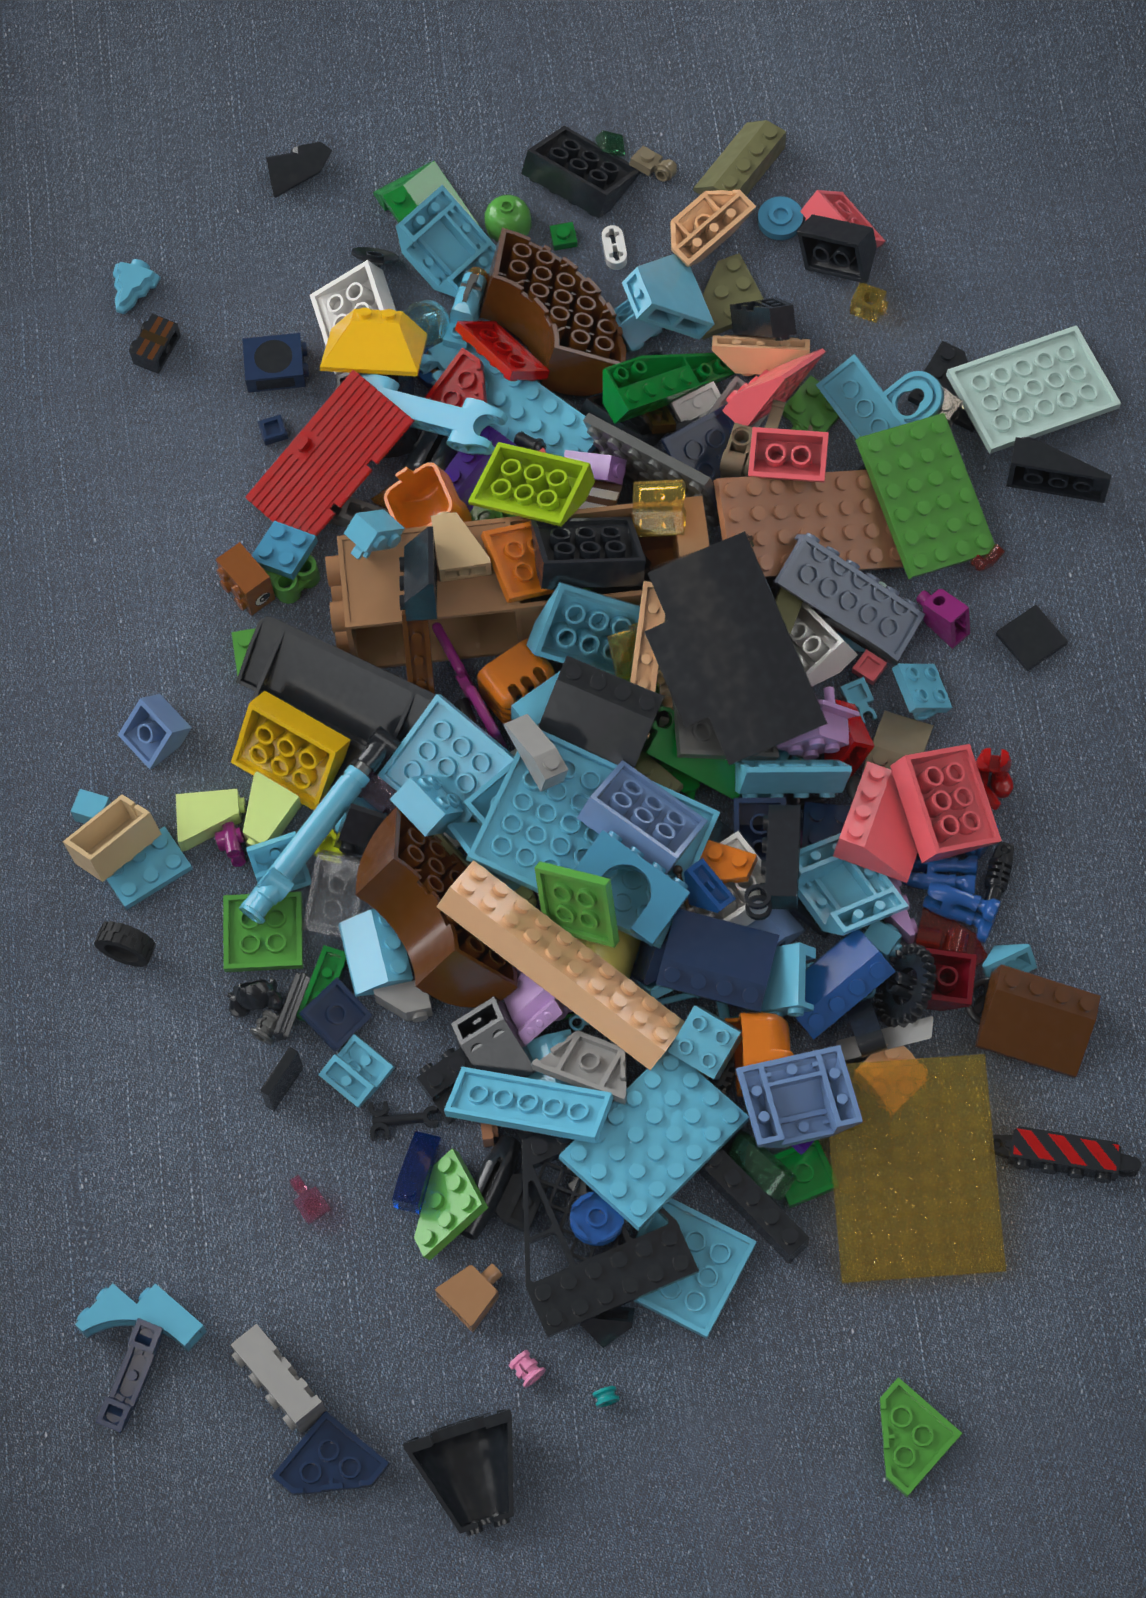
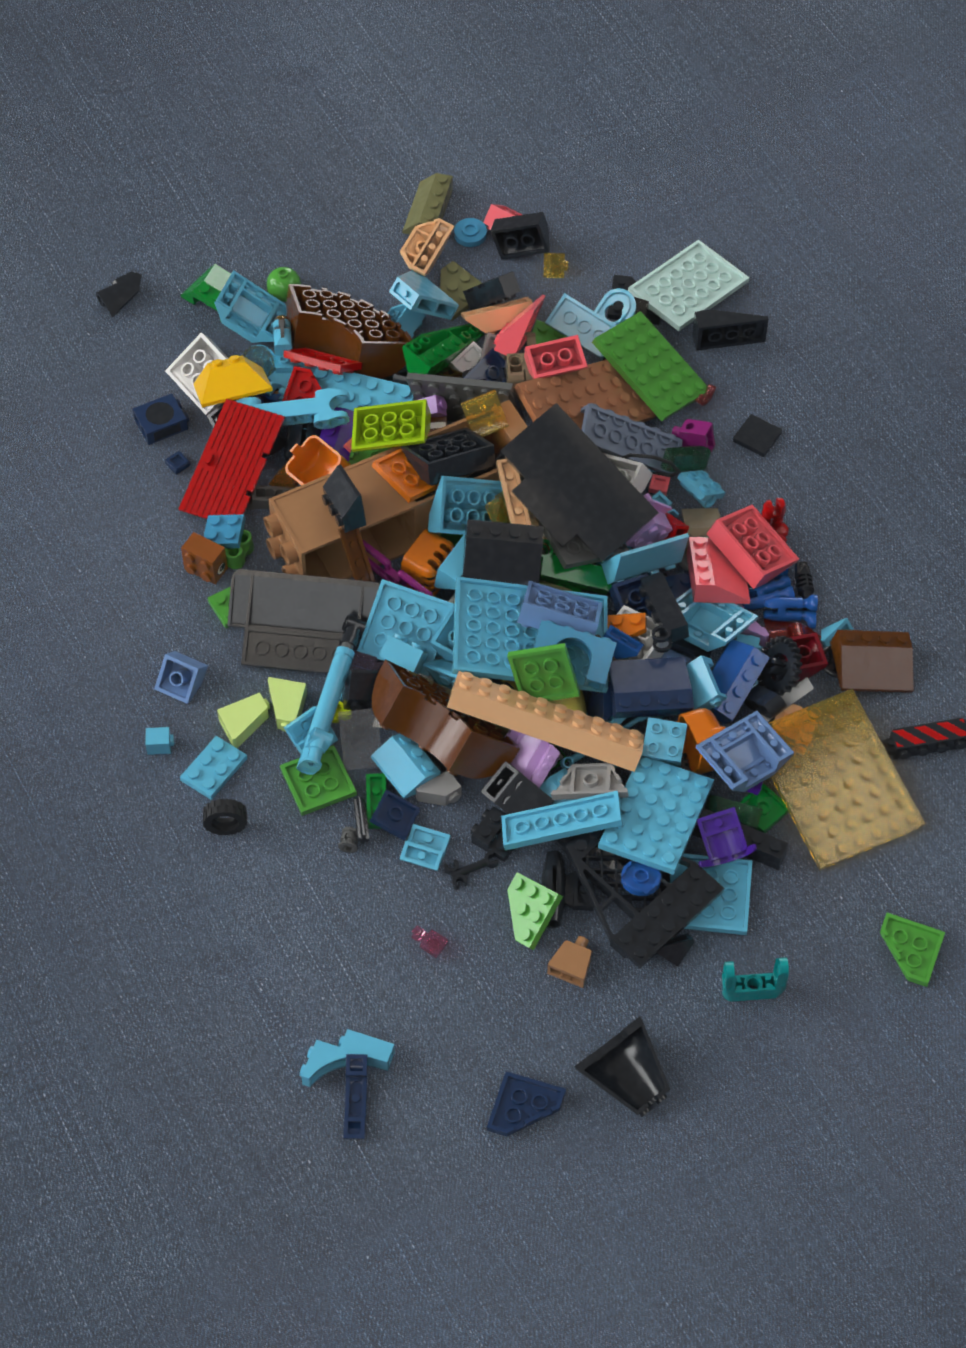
camera: 25 degrees left, 10 degrees down
(112, 838) = (184, 751): tan piece -> none
(132, 282) = (34, 398): medium azure rock -> none
(154, 343) = (68, 431): black brick -> none
(230, 841) = (269, 728): magenta plate -> none
(254, 996) = (331, 822): black hair -> none
(278, 1379) = (463, 1062): light grey wedge -> none
(281, 1078) = (377, 866): black tile -> none
(289, 748) = (286, 654): yellow slope -> none
(373, 532) = (297, 484): medium azure brick -> none
(375, 255) = (207, 331): black dish -> none
(416, 1172) = (498, 899): clear blue slope -> none
(457, 549) = (366, 479): tan slope -> none
(488, 1133) = (536, 854): nougat plate -> none
(526, 1368) = (625, 995): bright pink bush -> none
(537, 752) = (471, 589): light grey slope -> none
(563, 236) = (327, 282): green plate -> none
(579, 171) = (320, 241): black slope -> none
(605, 1396) = (695, 994): teal bush -> none
(611, 143) = (333, 218): clear green slope -> none
(618, 247) = (368, 280): white beam -> none
(649, 161) = (365, 223): dark tan plate -> none
(649, 1395) = (733, 984): none -> teal connector
(725, 1202) = (723, 838): none -> dark purple piece
(916, 644) = (686, 458): none -> clear green beam

